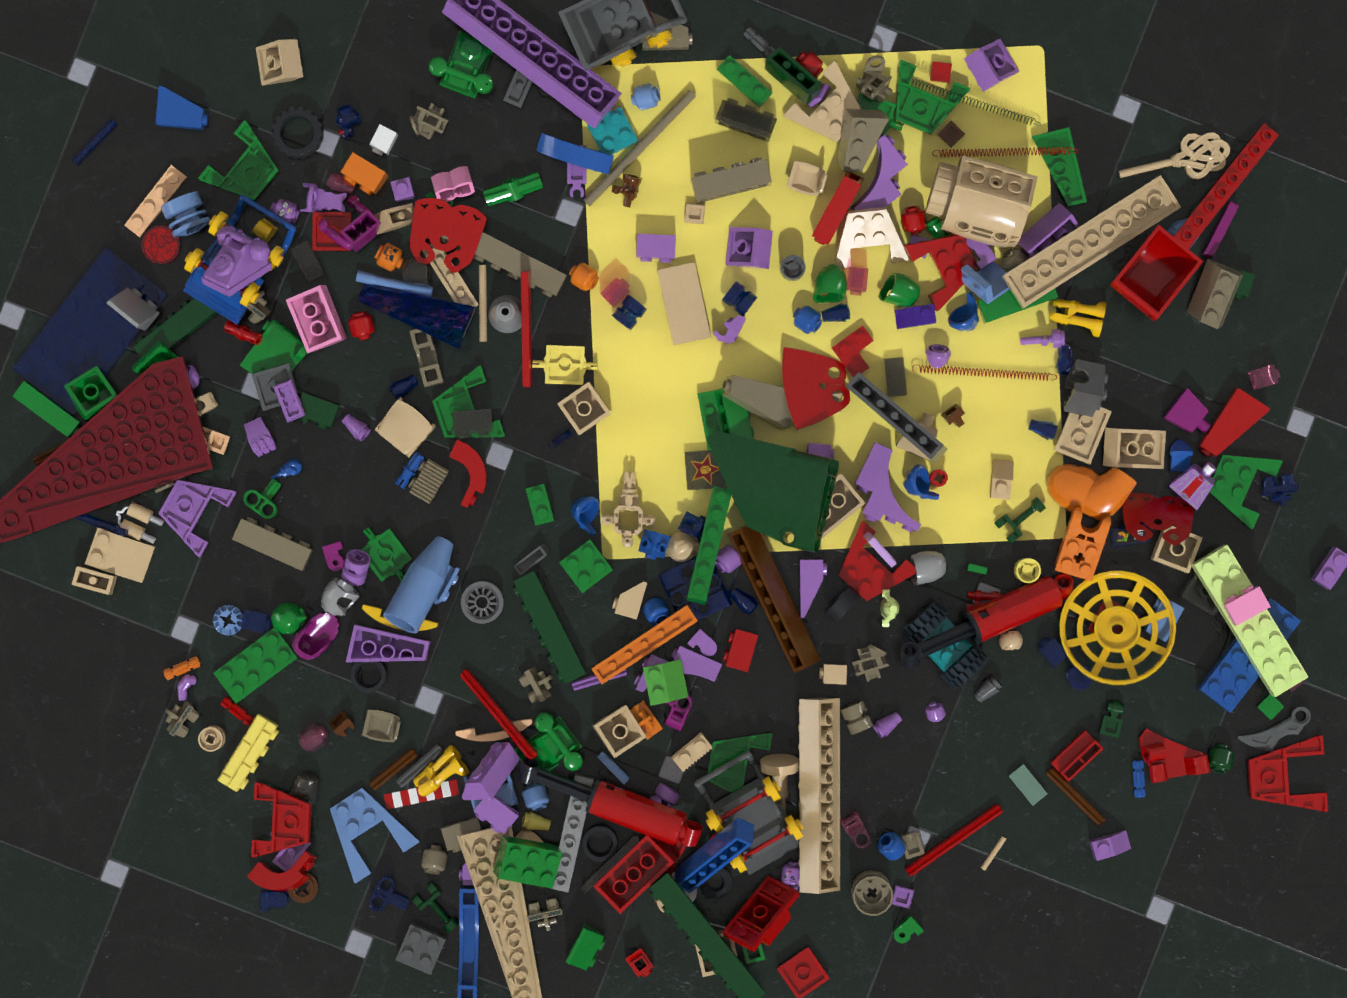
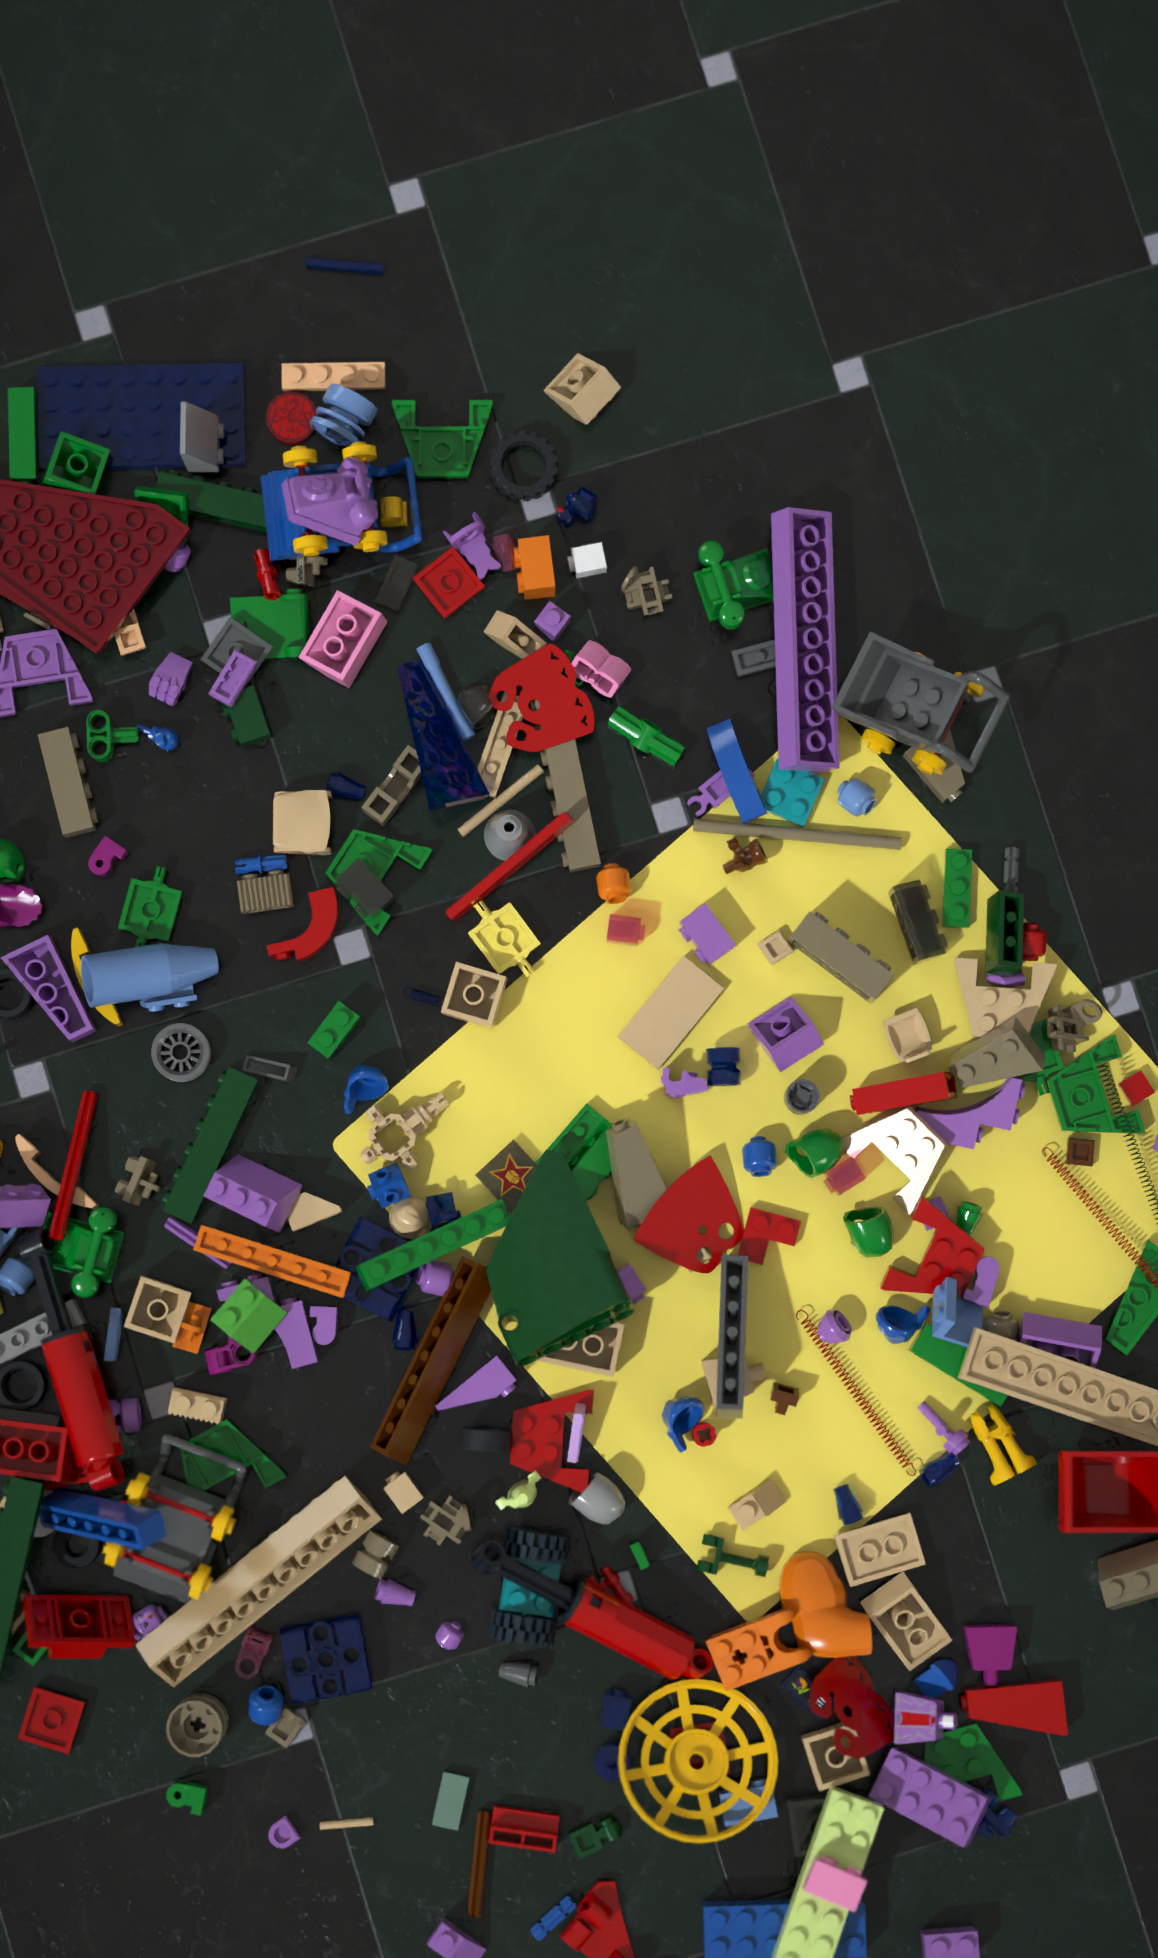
camera: 45 degrees right, 5 degrees down
(178, 112) = (445, 326): blue slope -> none
(206, 403) = (160, 595): tan leg -> none
(286, 210) = (431, 517): medium lavender head -> none
(338, 597) = (66, 895): light grey piece -> none
(355, 567) = (111, 888): medium lavender wheel -> none
(356, 427) = (262, 773): medium lavender cone -> none
(358, 232) = (468, 608): magenta torso -> none
(361, 325) = (374, 691): red head -> none
(389, 257) = (469, 663): orange head -> none
(586, 566) = (307, 1132): green brick -> none
(596, 623) = (254, 1192): none -> medium lavender slope
(629, 312) = (614, 961): clear blue wheel -> none
(656, 610) = (318, 1245): blue head -> none
(741, 649) = (349, 1370): red brick -> none
(780, 767) = (254, 1514): tan piece -> none
(837, 313) = (791, 1183): clear blue cone -> none
(881, 501) = (629, 1393): medium lavender arch -> none
(895, 377) = (774, 1300): clear smoke tile -> none
(895, 815) = (295, 1645): none -> clear blue connector
(902, 896) = (220, 1761): medium lavender tile -> none
(913, 220) = (957, 1185): red head -> none
(915, 316) = (856, 1270): dark purple slope -> none
(953, 840) = (326, 1768): red axle -> none
(970, 893) = (283, 1833): none -> medium lavender tile
(982, 200) = (1037, 1240): tan piece -> none
(1010, 640) = (591, 1654): tan piece -> none
(1027, 570) = (681, 1611): light yellow wheel -> none
(1087, 386) = (932, 1515): dark grey piece -> none
(1242, 513) = (930, 1797): none -> medium lavender brick
(1264, 376) = (1096, 1700): clear pink brick -> none

